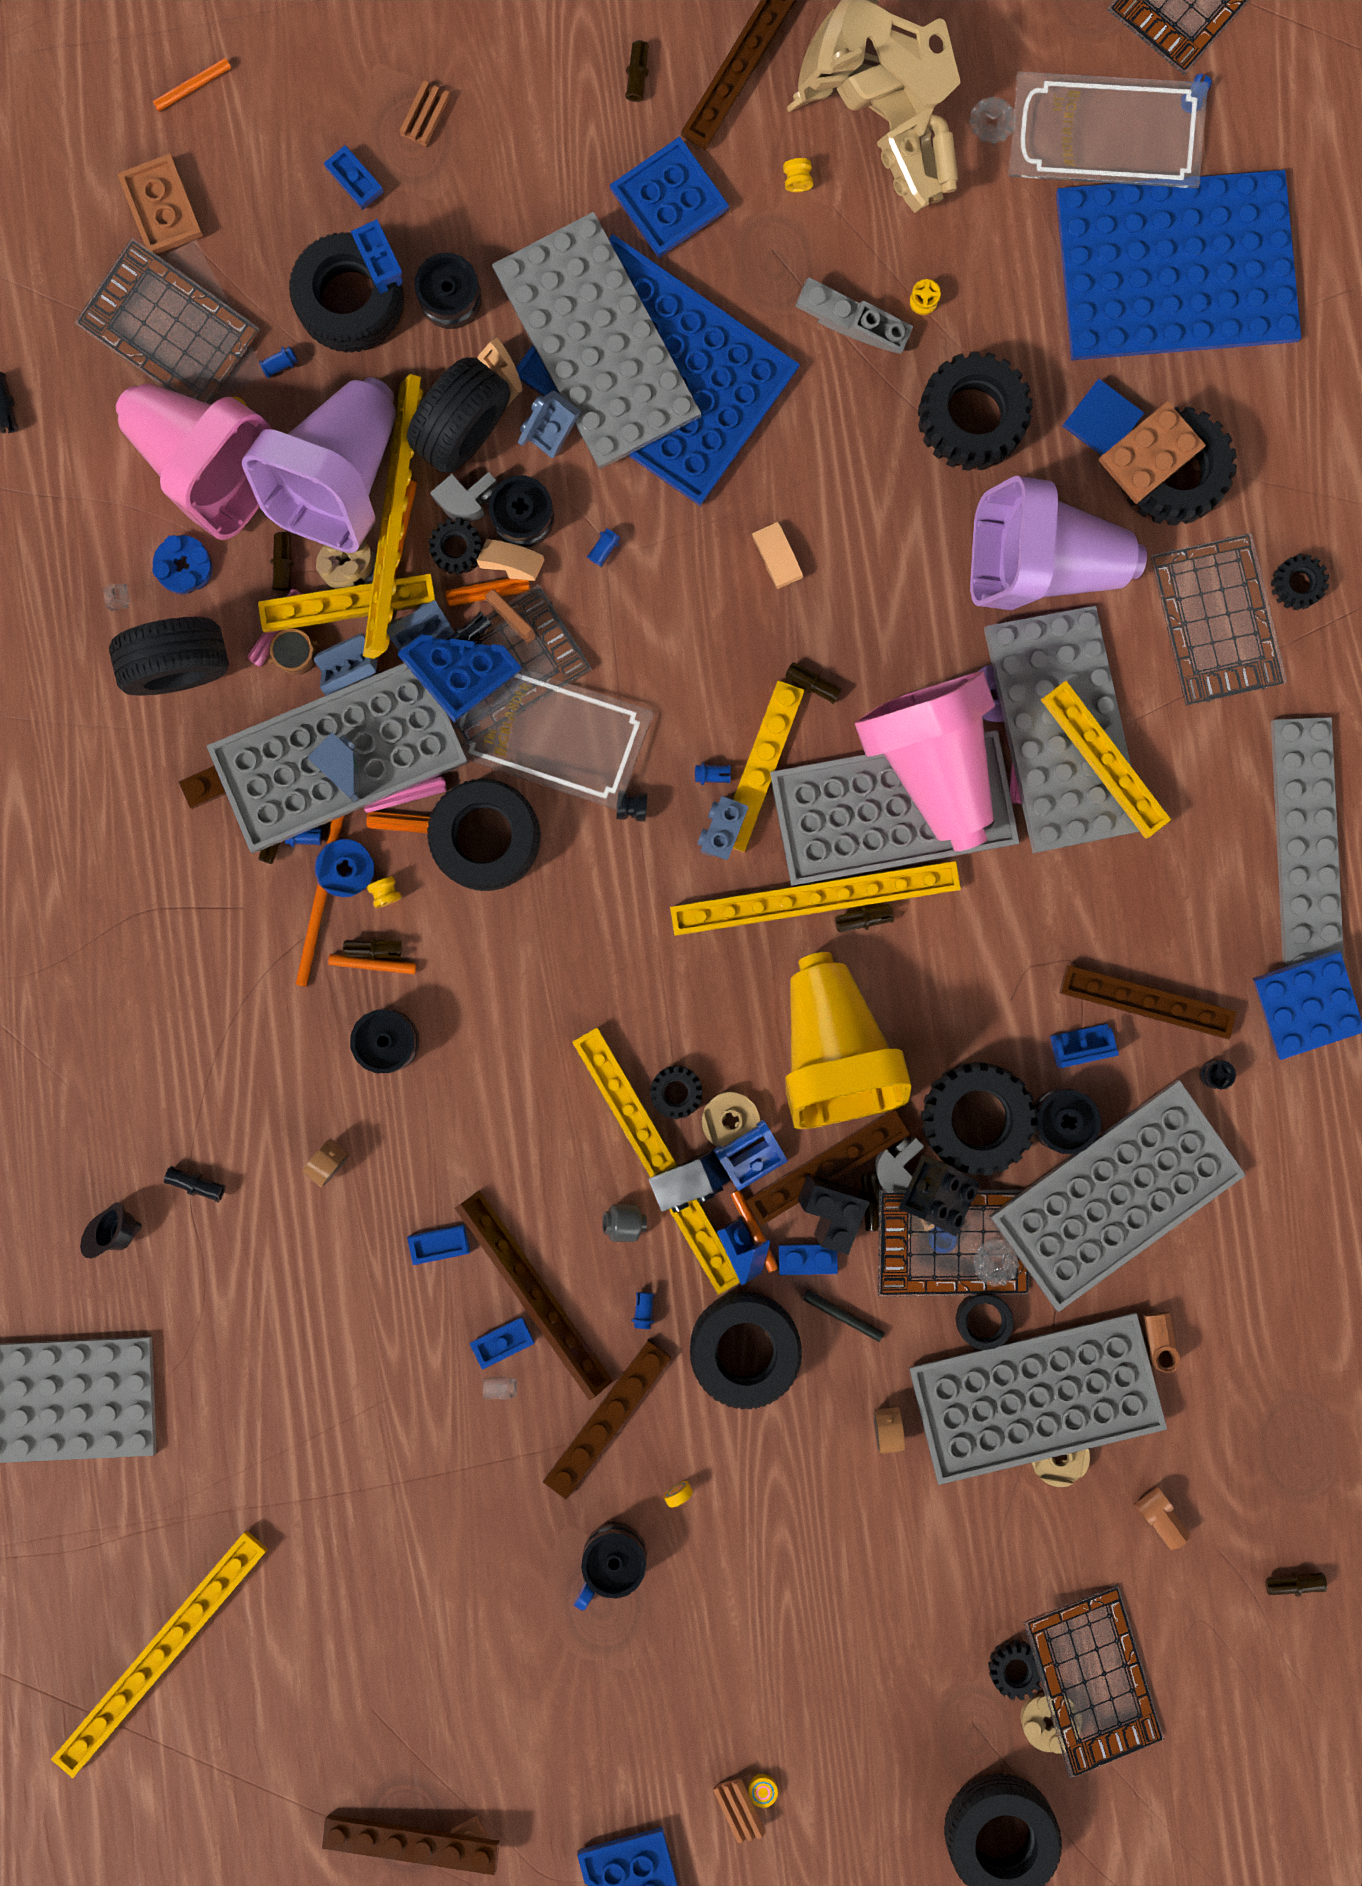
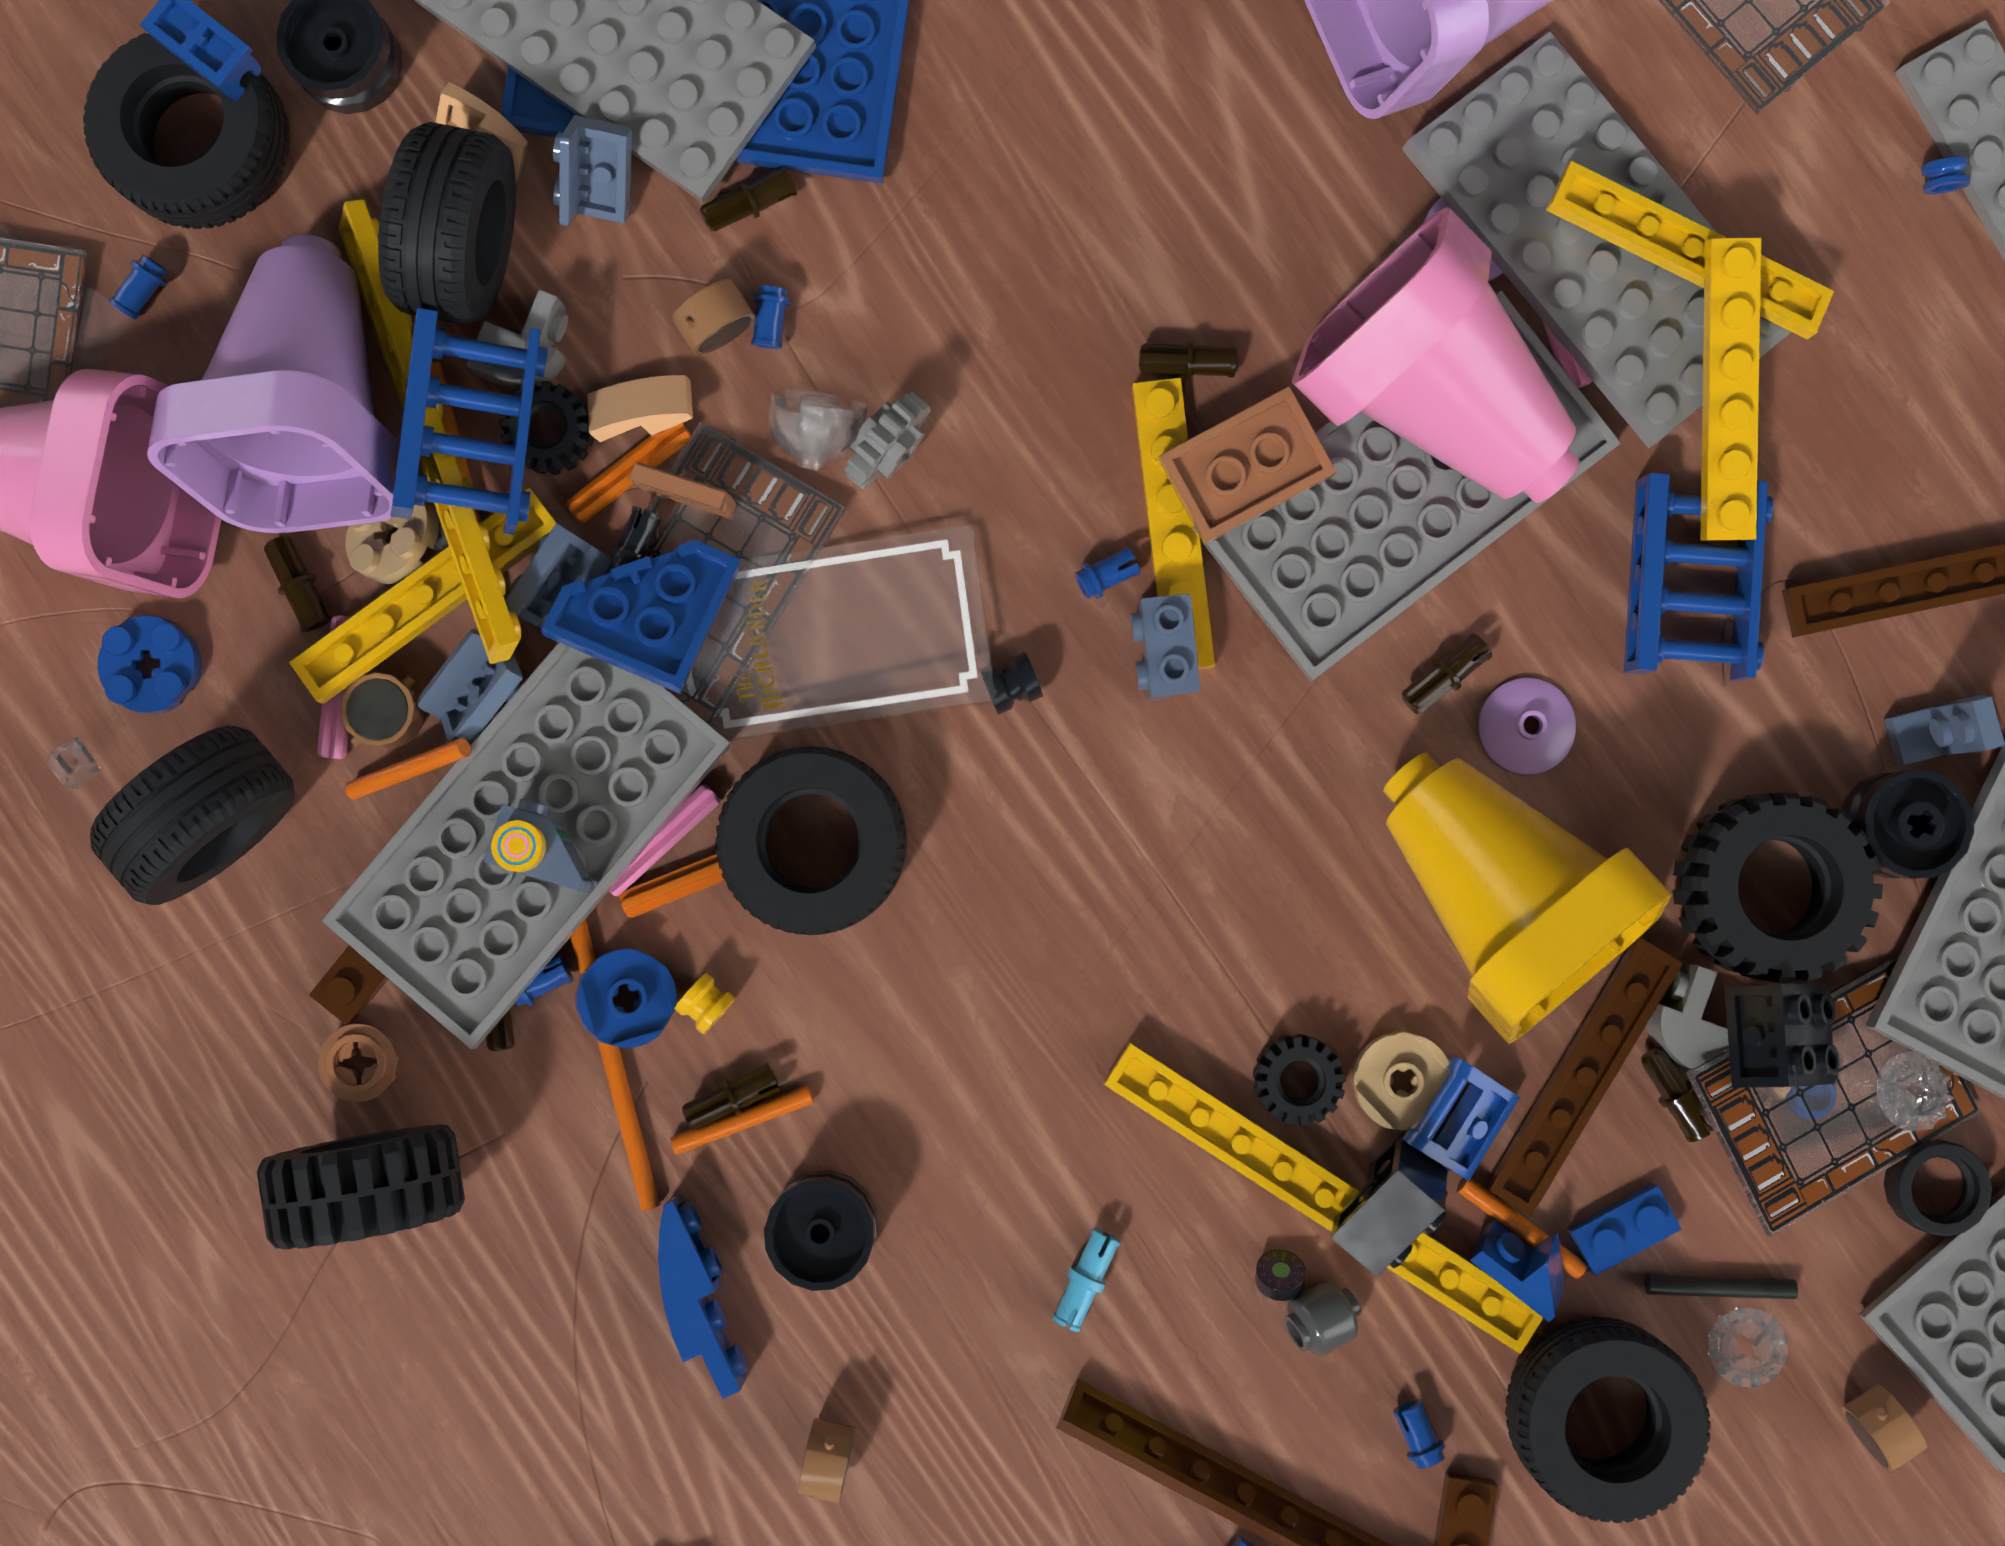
camera: 20 degrees left, 0 degrees up
(158, 893) = (360, 1186): none -> black tyre
(174, 836) = (345, 1081): none -> nougat gear
(291, 689) = (408, 768): none -> orange bar
(301, 1030) = (686, 1278): none -> blue slope
(329, 758) = (518, 846): none -> yellow tile
(386, 521) = (420, 440): none -> blue fence
(438, 1244) = (1058, 1492): blue tile -> none
(510, 1140) = (1086, 1280): none -> medium azure pin
(521, 494) = (612, 296): black wheel -> none
(573, 533) = (713, 317): none -> medium nougat piece
(597, 617) = (814, 426): none -> clear cylinder
(613, 1189) = (1280, 1275): none -> black tile
(623, 479) = (748, 199): none -> dark brown axle
(631, 644) = (887, 440): none -> light grey gear
(777, 555) = (1036, 196): light nougat slope -> none
(813, 754) = (1247, 465): none -> nougat plate
(815, 898) = (1357, 681): yellow plate -> none
(839, 1210) = (1638, 1134): black brick -> none
(853, 1359) = (1769, 1347): none -> clear gear
(879, 972) = (1503, 729): none -> lavender dish
(995, 935) = (1651, 599): none -> blue fence
(1083, 1046) = (1873, 697): blue hinge -> none
(1088, 843) = (1730, 388): none -> yellow plate
(1112, 1082) = (1945, 730): none -> sand blue bracket
(1266, 789) = (1945, 175): none -> blue bush

